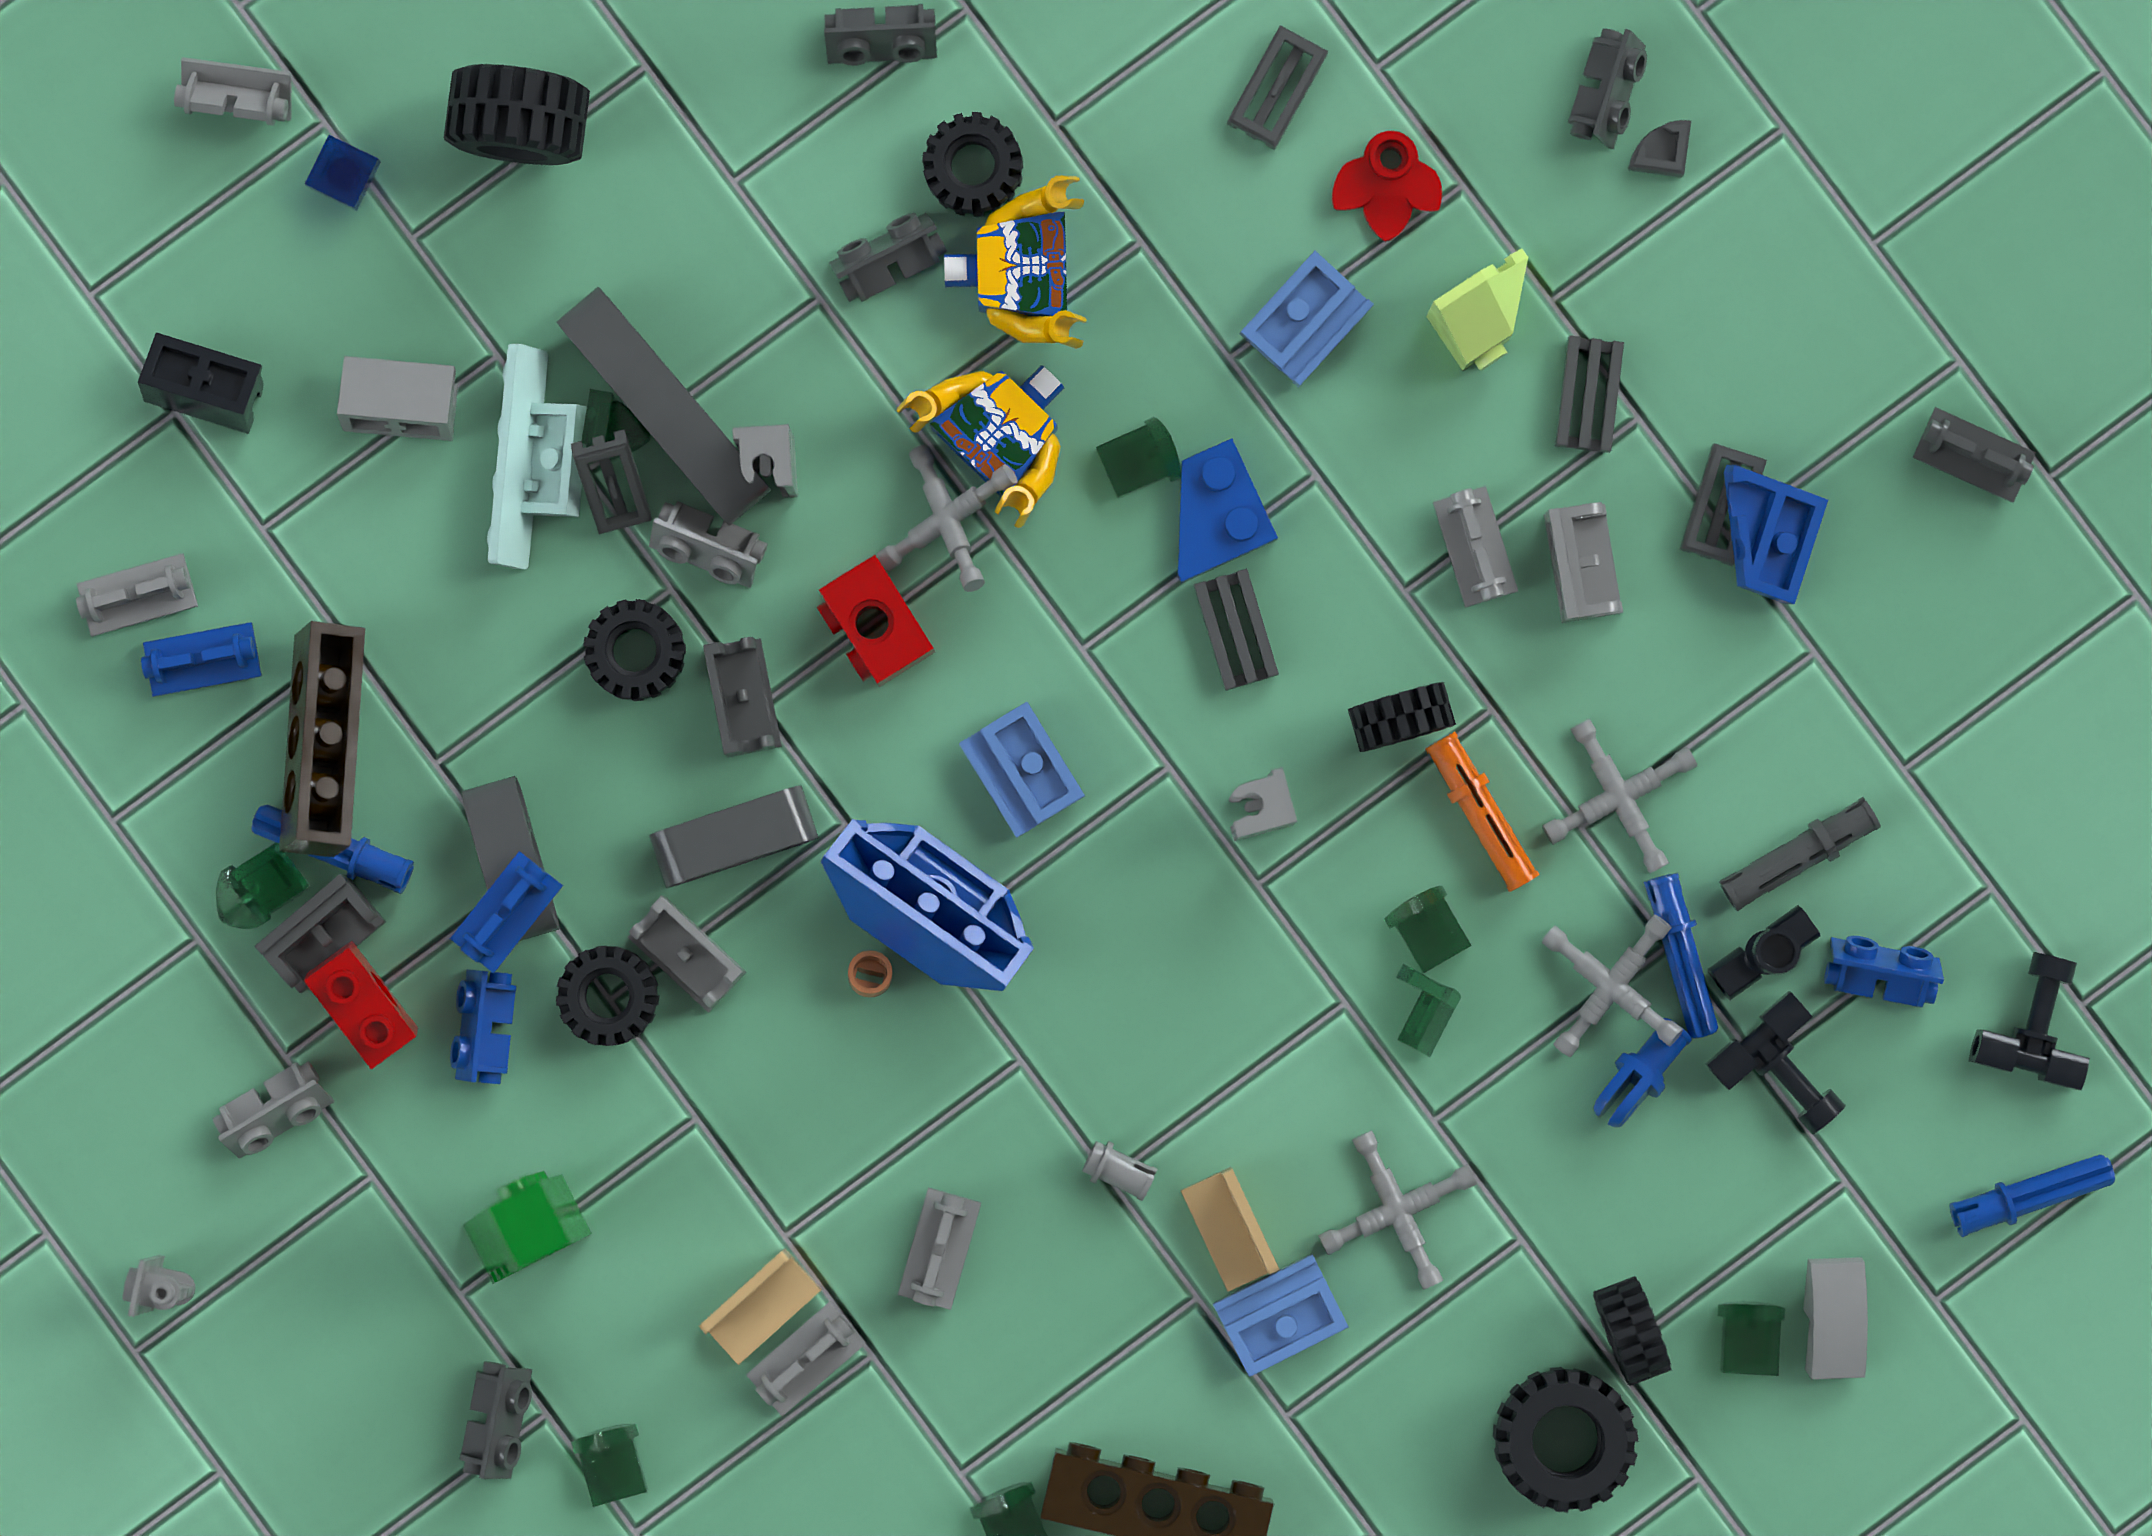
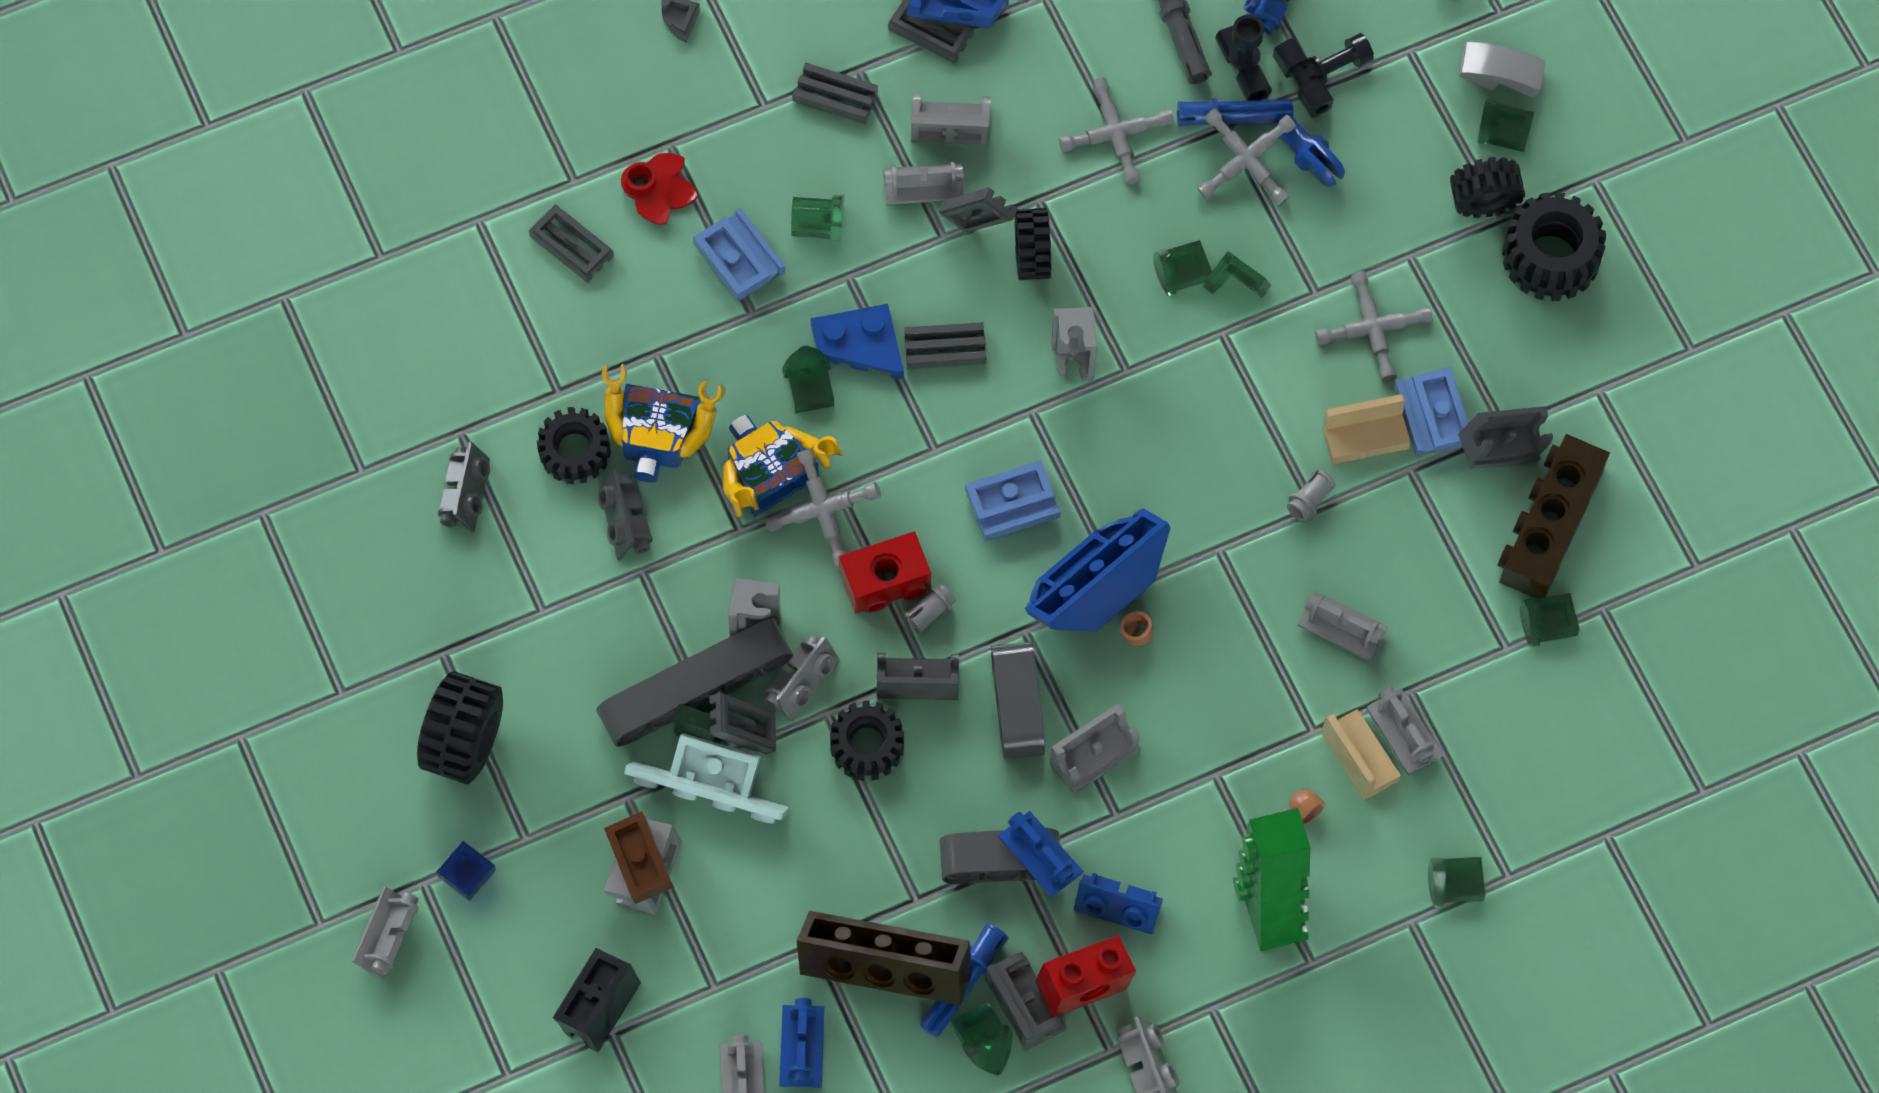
camera: 80 degrees left, 20 degrees down
(385, 390) = (638, 857): none -> reddish brown plate
(505, 1396) = (1425, 955): dark grey hinge -> none
(573, 991) = (1110, 833): black tyre -> none
(669, 1245) = (1309, 804): none -> nougat hinge
(842, 692) = (930, 608): none -> light grey pin
(1251, 1421) = (1505, 437): none -> dark grey hinge
(1385, 415) = (818, 217): none -> clear green tile
(1430, 630) = (974, 208): none -> dark grey tile
(1448, 757) = (1095, 218): orange pin -> none
(1481, 313) = (764, 142): yellowish green slope -> none
(1606, 111) = (641, 43): dark grey hinge -> none

